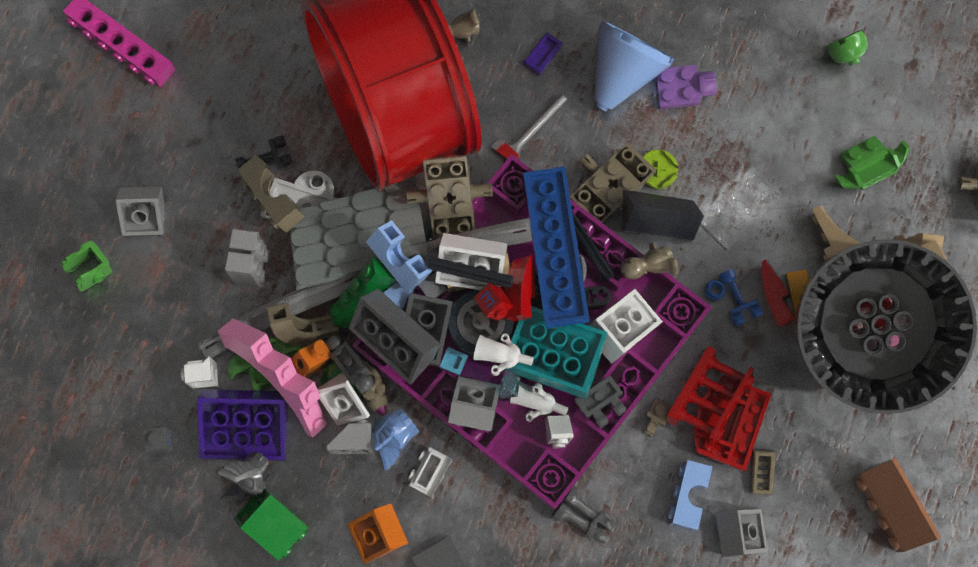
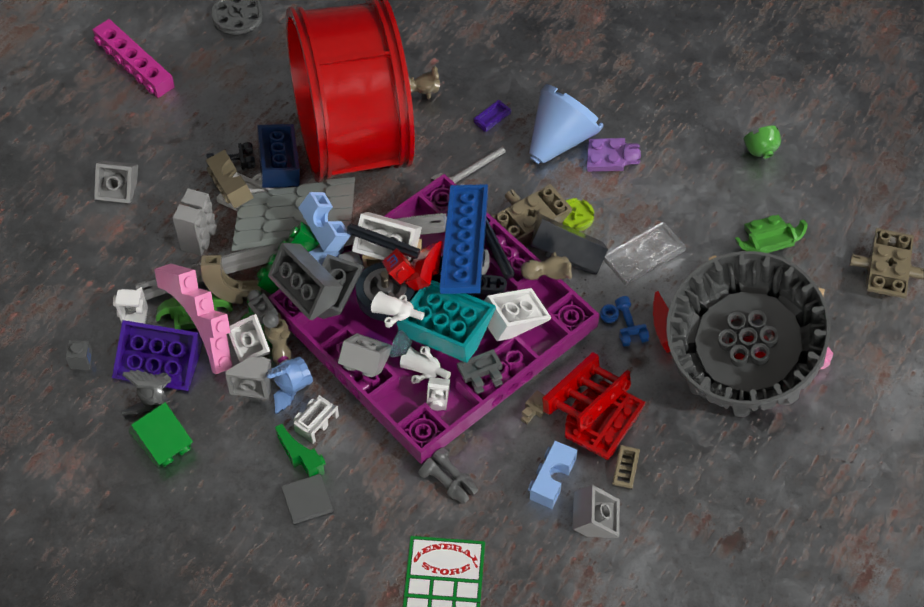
camera: 15 degrees right, 20 degrees down
(91, 277) = (57, 212): bright green piece -> none
(314, 358) = (233, 304): orange torso -> none
(318, 153) = (278, 155): none -> dark blue brick
(377, 533) = (255, 459): orange slope -> none
(437, 525) = (300, 455): none -> green slope
(453, 211) = (382, 168): dark tan slope -> none
(453, 361) = (355, 319): medium azure plate -> none
(896, 506) = (747, 507): nougat slope -> none

